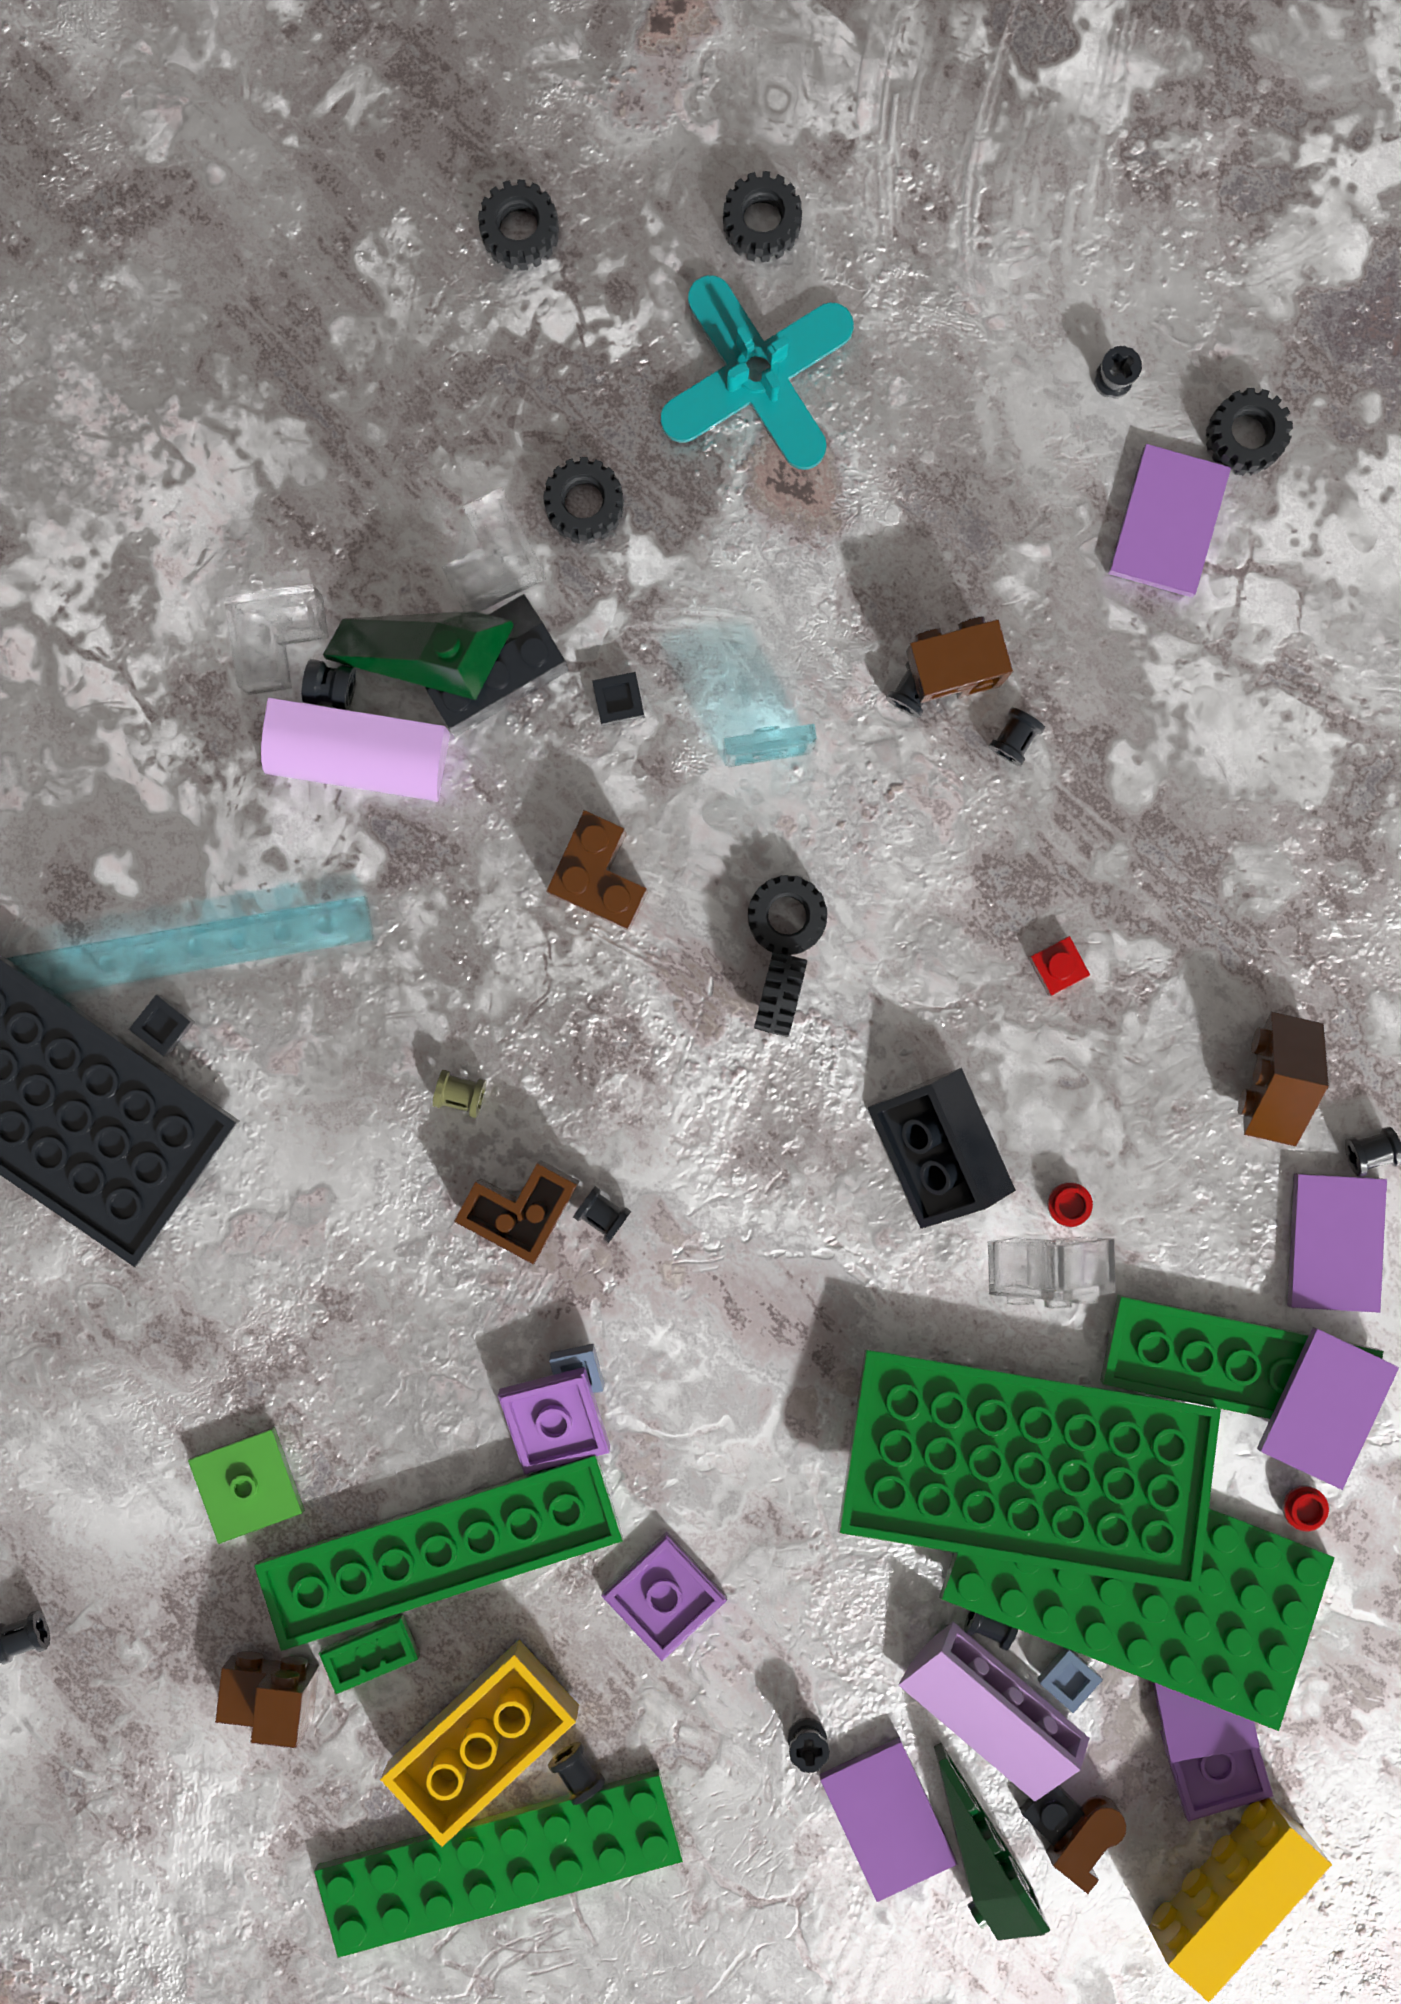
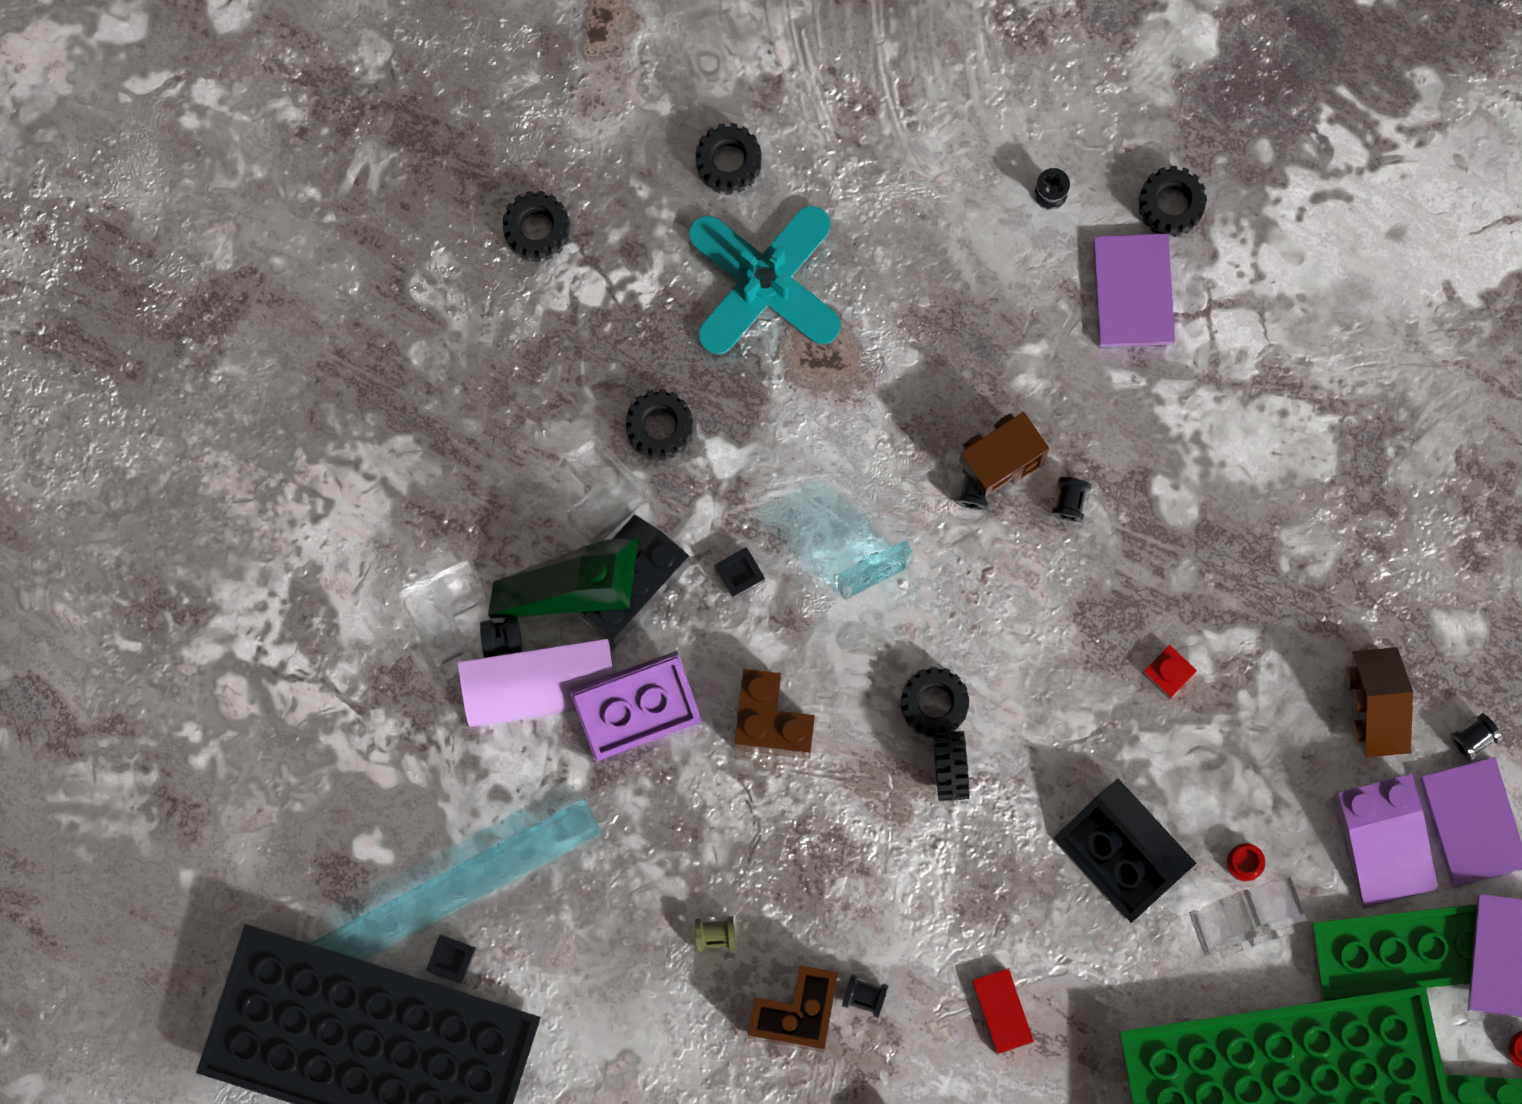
camera: 15 degrees left, 10 degrees down
(453, 811) = (636, 706): none -> medium lavender tile
(747, 1279) = (1002, 1011): none -> red tile
(1233, 1231) = (1386, 840): none -> medium lavender slope

